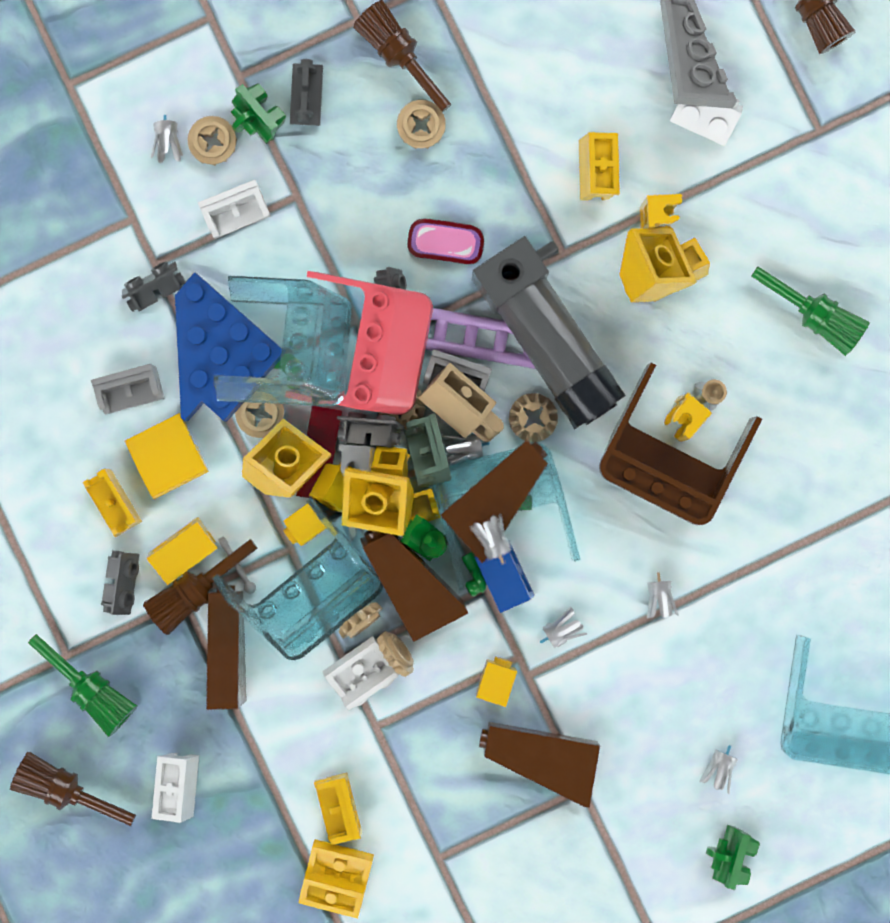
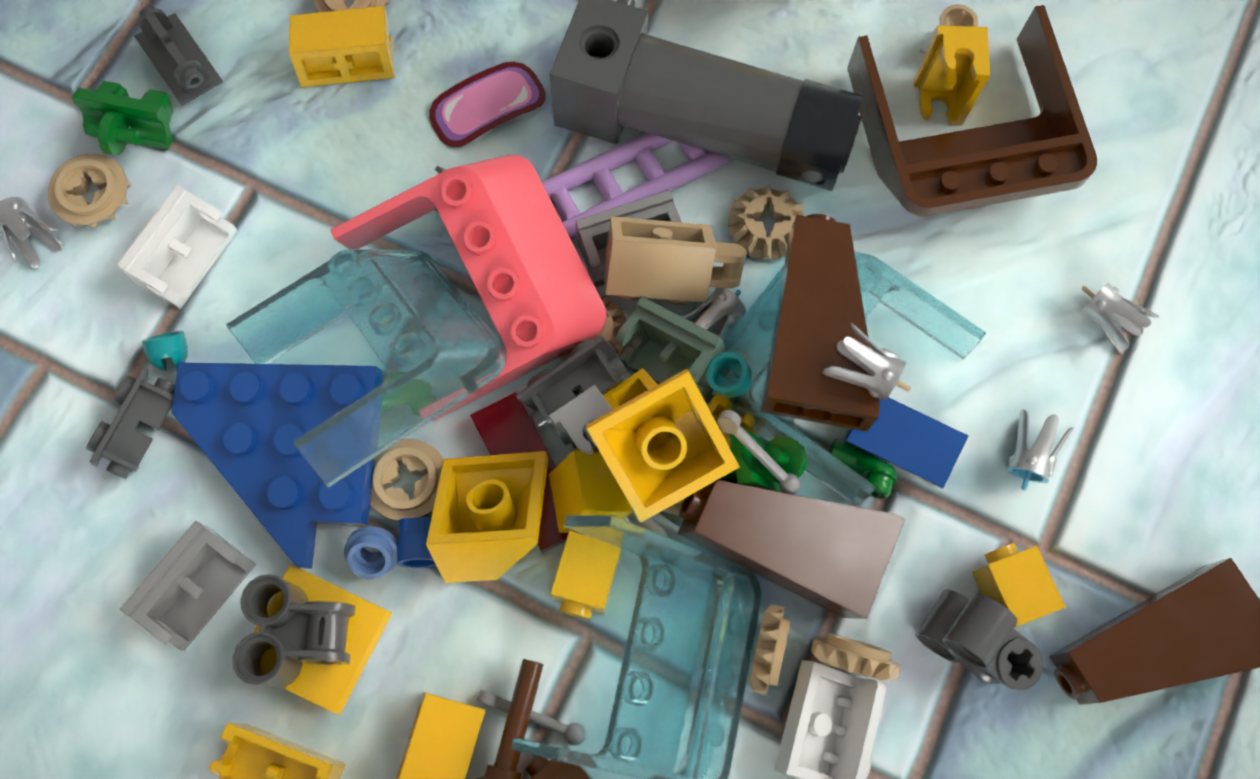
camera: 40 degrees left, 15 degrees down
(160, 452) = (298, 632): none -> dark grey piece
(194, 258) = (165, 346): none -> teal hinge
(218, 436) = (369, 564): none -> medium blue plate
(242, 446) = (412, 543): none -> blue hose
(393, 153) = (341, 46): none -> yellow hinge
(425, 556) = (729, 423): none -> light grey hinge
(434, 487) = (740, 369): none -> teal hinge
(456, 691) = (982, 639): none -> dark grey piece

